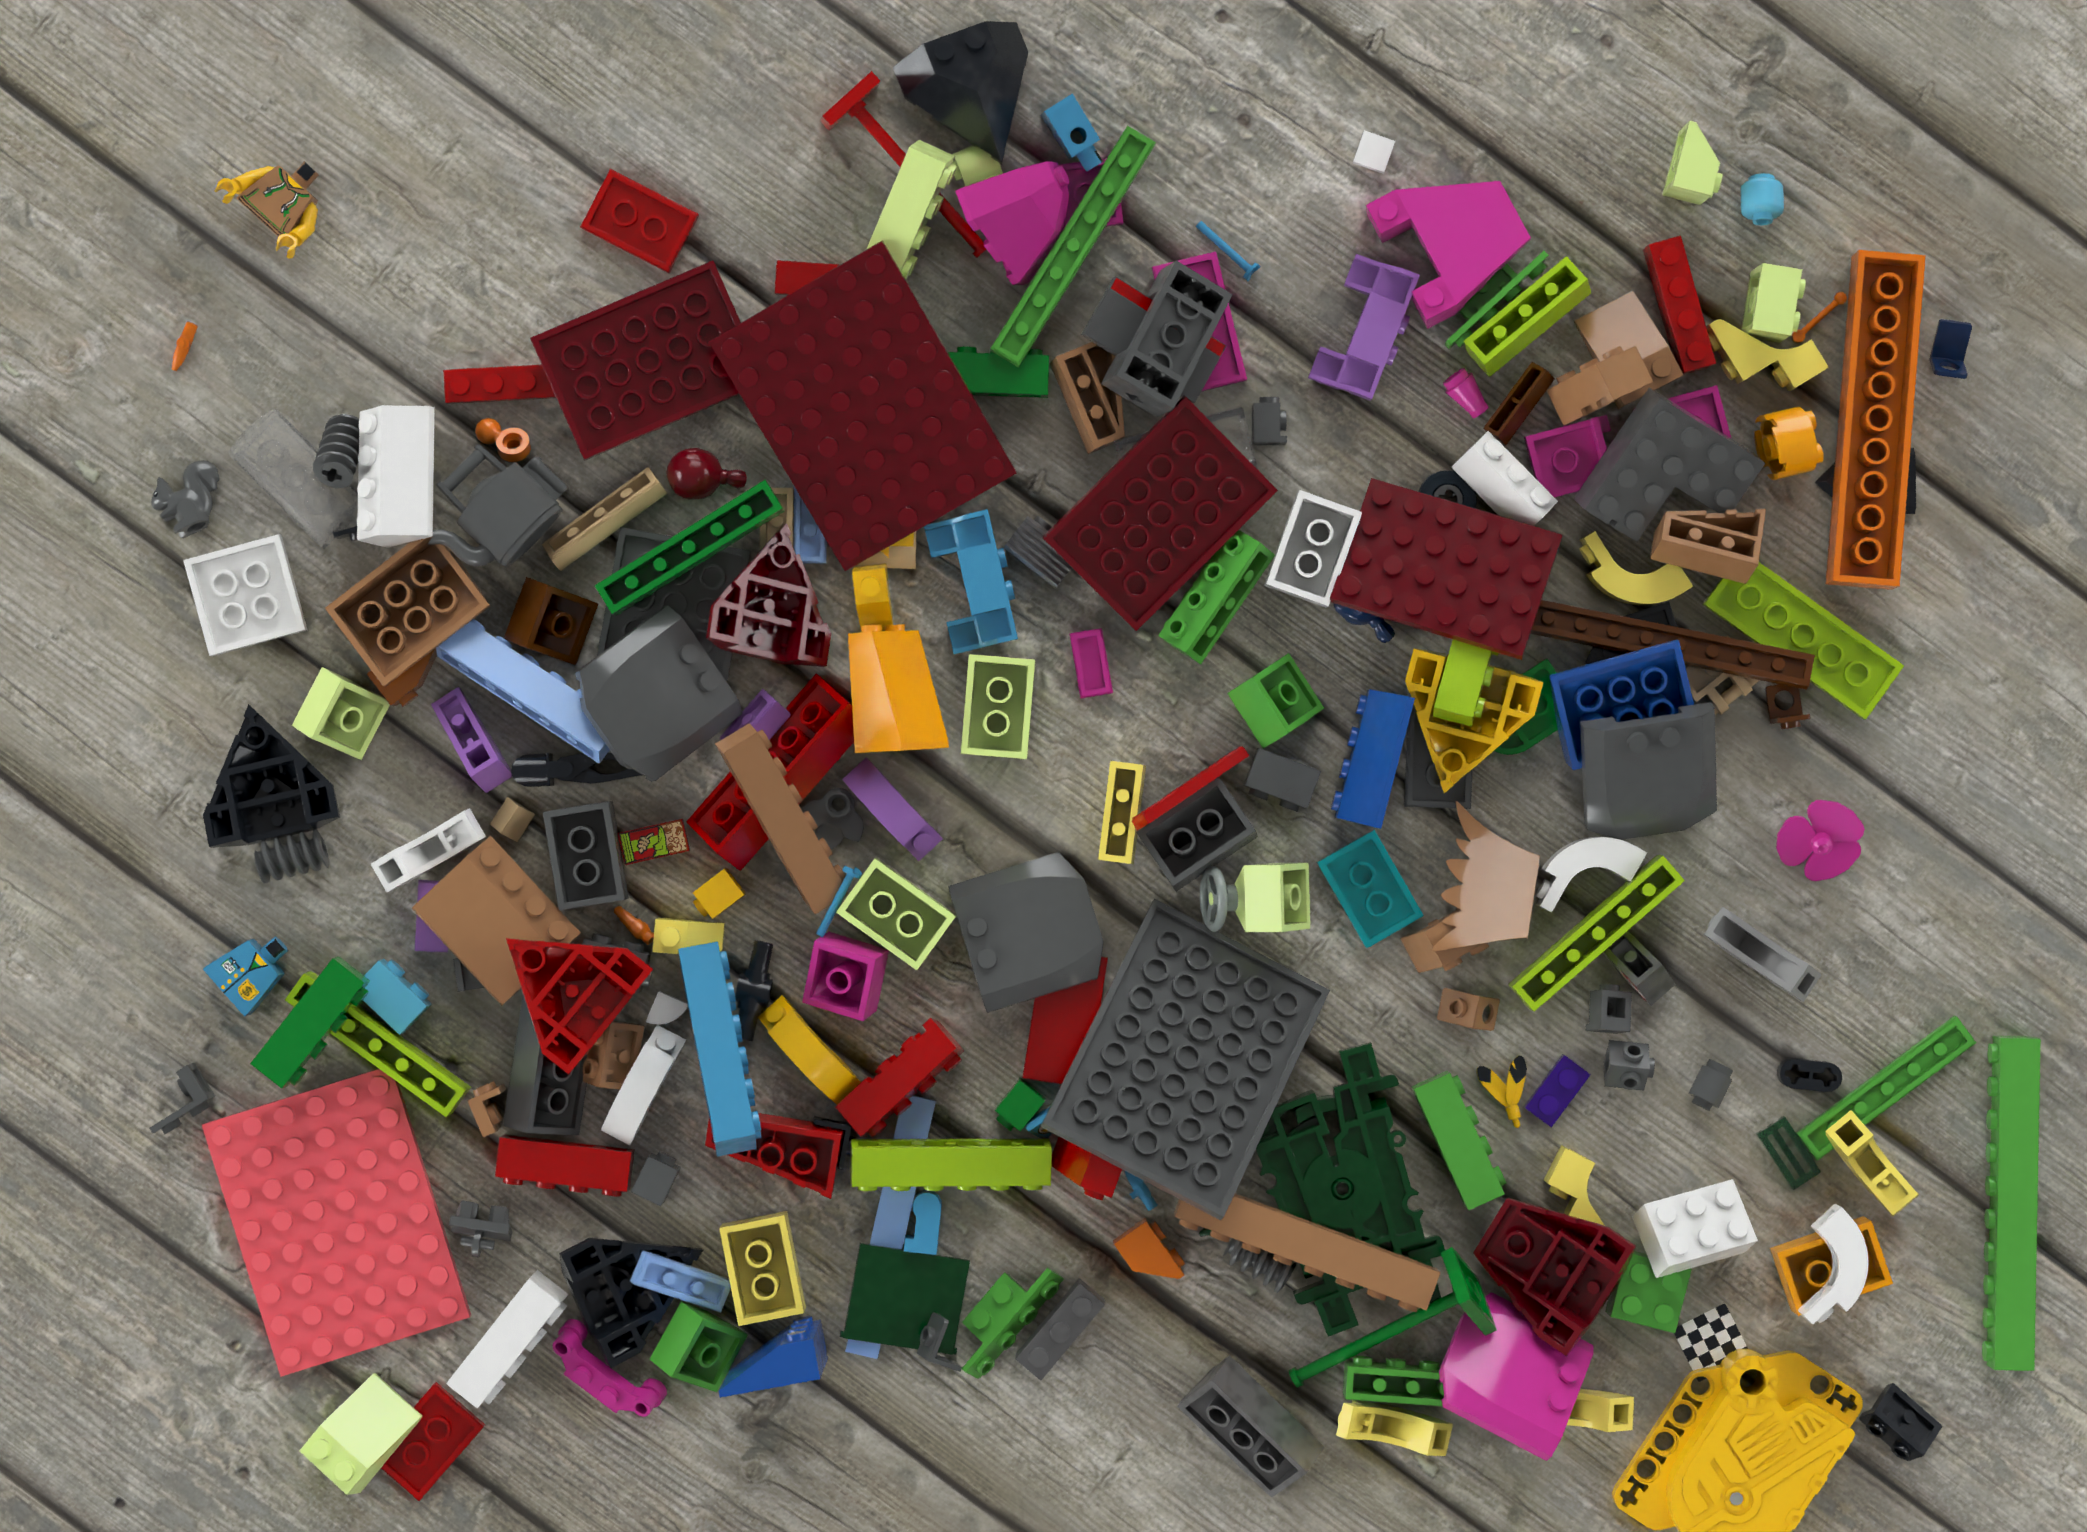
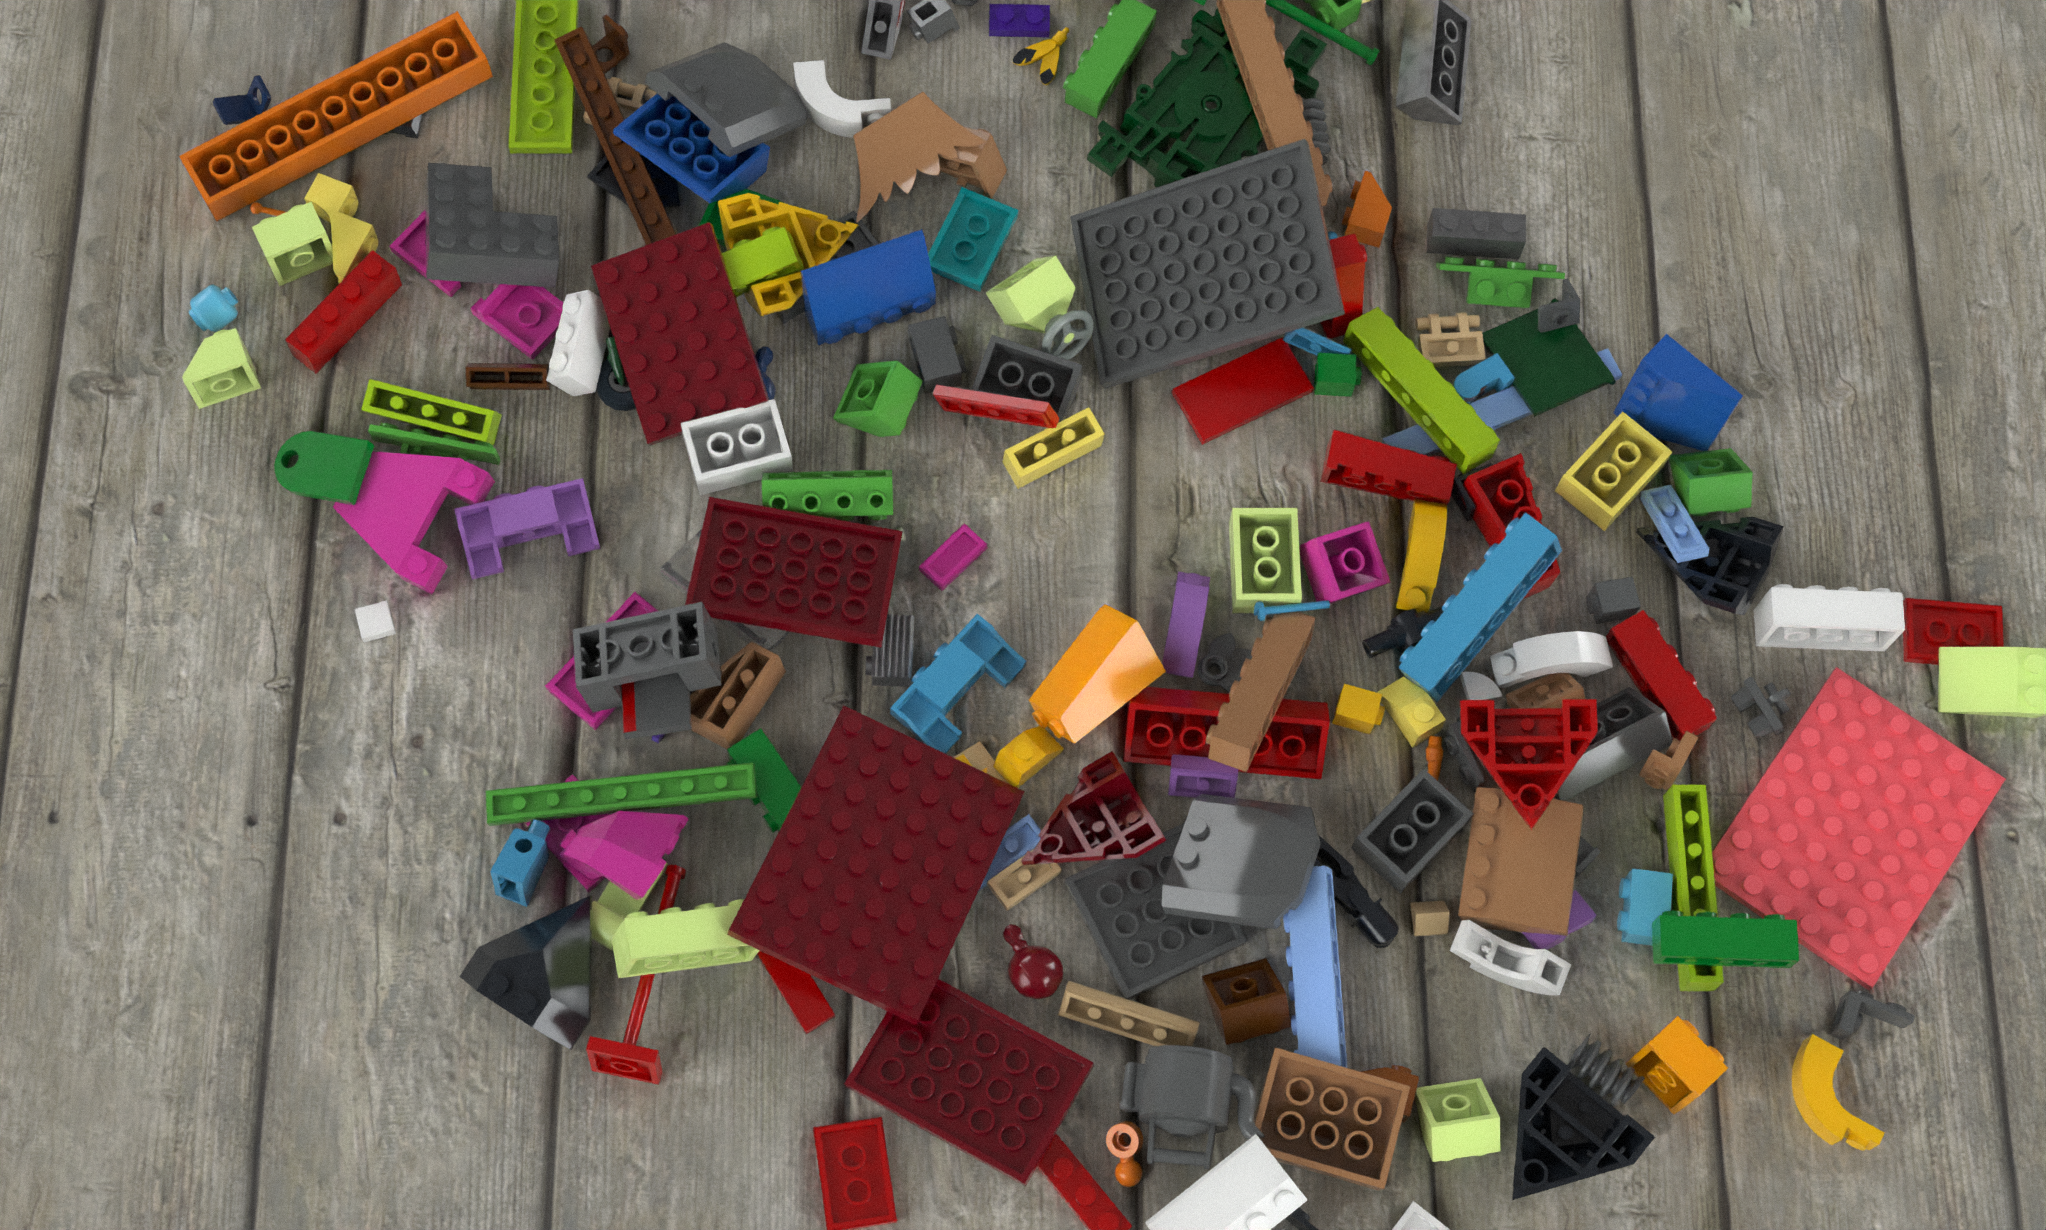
camera: 130 degrees left, 20 degrees down
(163, 1011) = (1816, 1098): none -> yellow arch
(248, 910) = (1677, 1064): none -> light orange brick
(248, 973) = (1733, 1034): dark azure torso -> none
(472, 740) = (1393, 995): medium lavender slope -> none
(599, 1378) = (1797, 530): dark pink plate -> none
(653, 841) = (1356, 791): tile -> none
(689, 548) = (1100, 919): green brick -> none
(972, 1224) = (1454, 348): none -> tan plate
(998, 706) = (1042, 595): yellowish green brick -> none
(1028, 930) = (1198, 458): dark grey wedge -> none
(1228, 251) = (542, 650): dark azure piece -> none
(1268, 422) = (657, 549): dark grey brick -> none
(1465, 391) = (525, 424): dark pink cone -> none
(1466, 500) = (615, 361): none -> dark green helmet
(1467, 1009) = (1009, 116): medium nougat bracket -> none
(1540, 198) = (326, 466): none -> green tile
(1596, 932) = (883, 61): lime brick -> none
(1598, 384) = (451, 316): medium nougat wedge -> none
(1629, 325) = (407, 326): medium nougat slope -> none
(1631, 588) = (584, 191): light yellow arch -> none
(1711, 542) = (518, 160): medium nougat wedge -> none
(1788, 442) = (398, 164): light orange brick -> none

